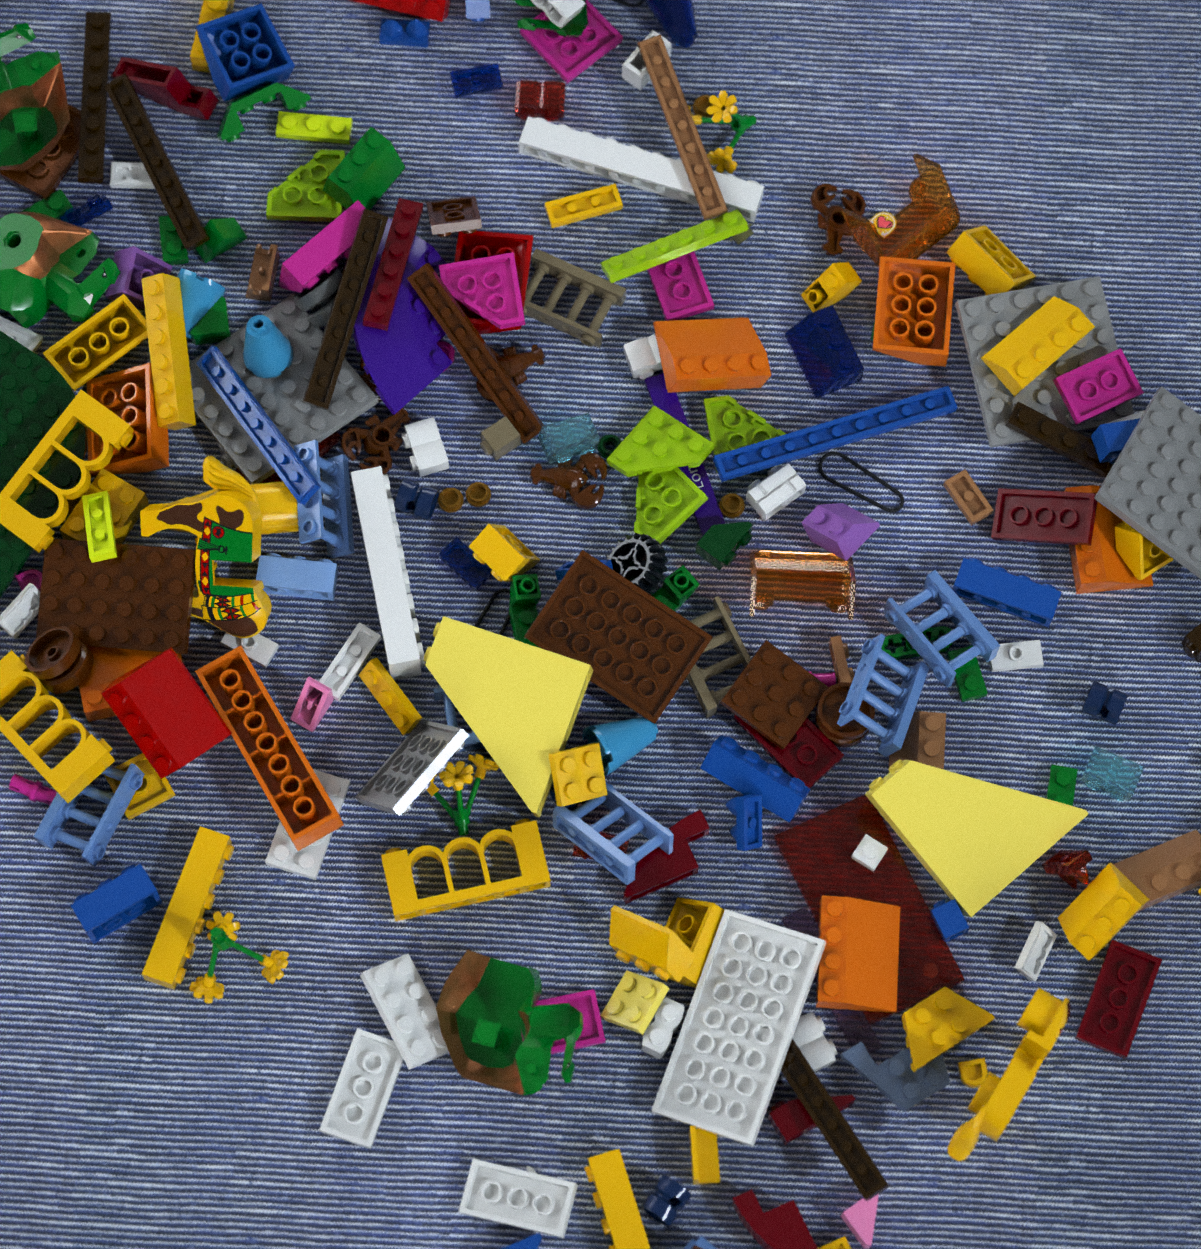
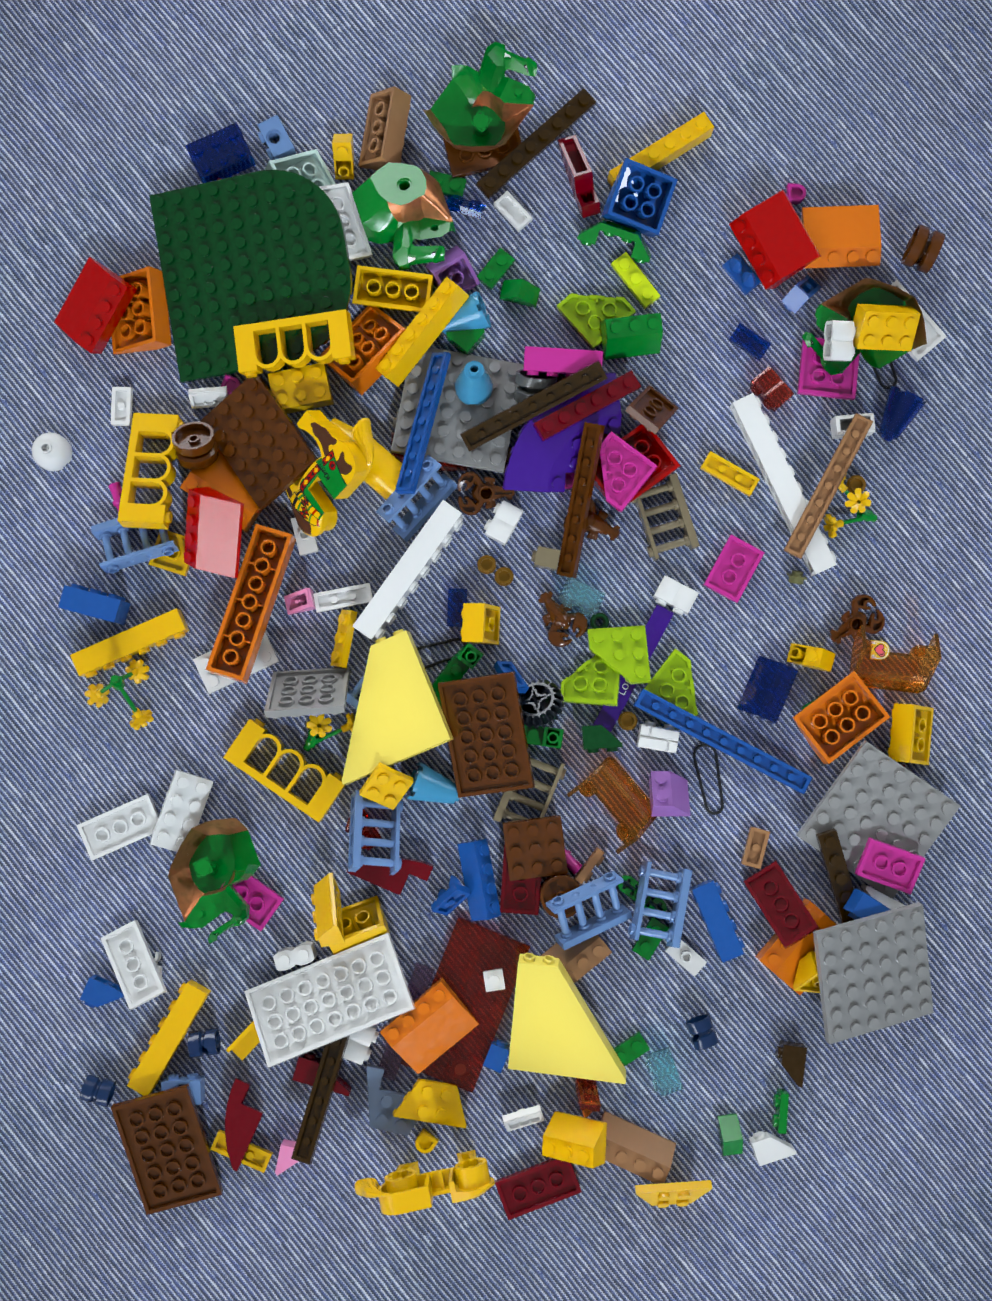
camera: 50 degrees right, 15 degrees up
(99, 526) = (283, 395): neon yellow plate -> none
(157, 162) = (528, 215): dark brown plate -> none
(263, 273) = (521, 337): medium nougat hinge -> none
(298, 576) = (364, 524): light blue brick -> none
(416, 499) = (468, 547): dark blue wheel -> none
(634, 1002) = (294, 928): light yellow plate -> none
(674, 246) = (751, 548): lime plate -> none
(711, 354) = (705, 628): orange slope -> none
(1037, 343) = (882, 811): yellow slope -> none

